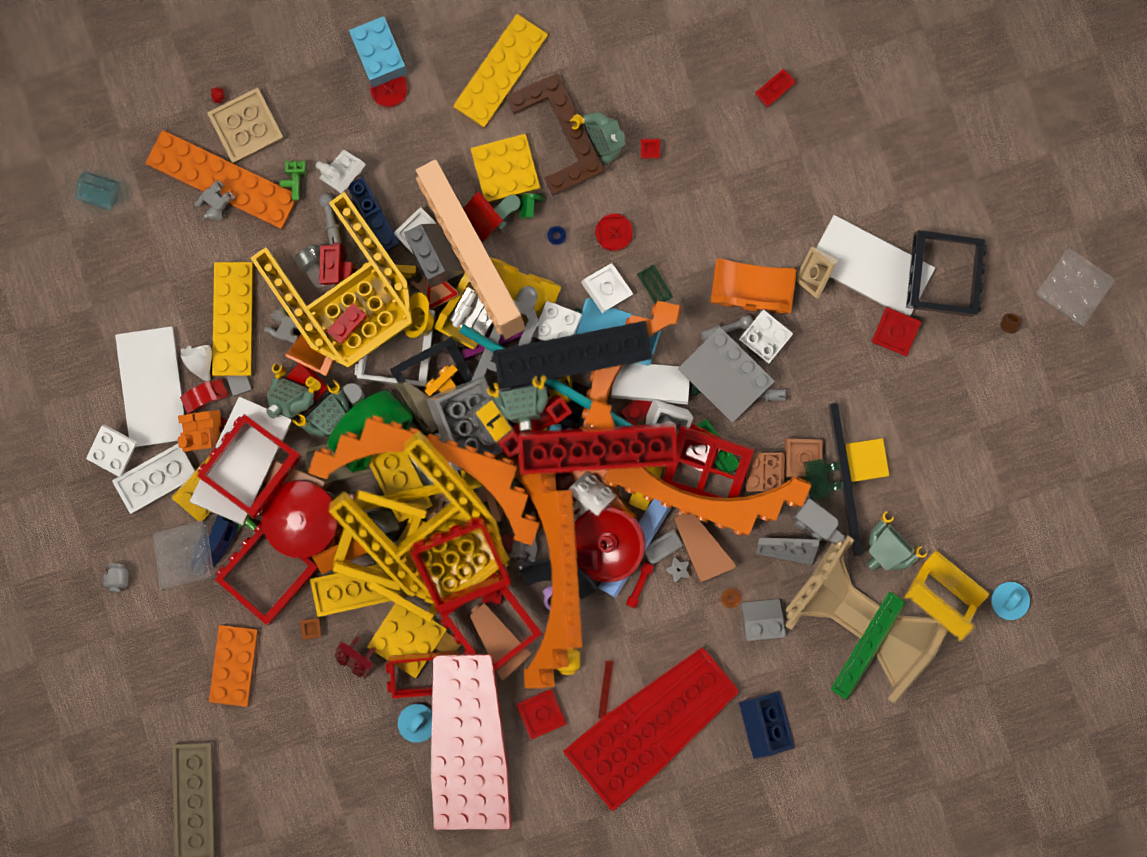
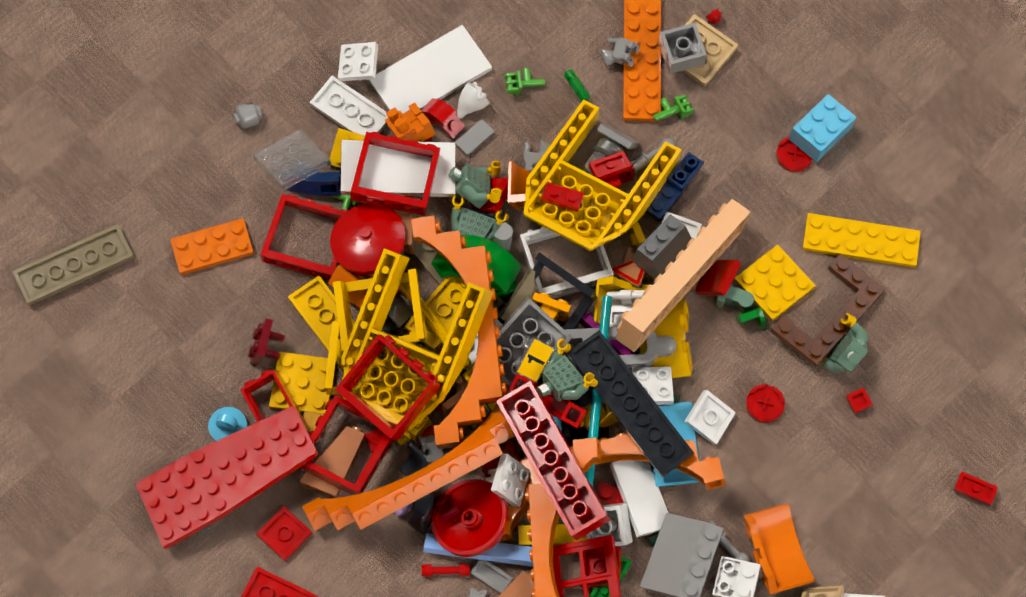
camera: 65 degrees right, 15 degrees down
(201, 308) = (515, 82): none -> bright green arm
(226, 256) = (576, 85): none -> green axle
(232, 319) = (522, 113): yellow plate -> none
(241, 141) = (682, 48): none -> light grey brick
(301, 242) = (617, 136): none -> light grey tile
(310, 628) = (274, 296): dark orange plate -> none
(341, 171) = (697, 143): white plate -> none
(421, 317) = (599, 261): yellow piece -> none
(556, 229) = (736, 348): clear blue plate -> none
(573, 662) = (346, 536): yellow head -> none
(605, 689) = (334, 582): clear red bar -> none
(647, 271) = (743, 448): clear green tile -> none

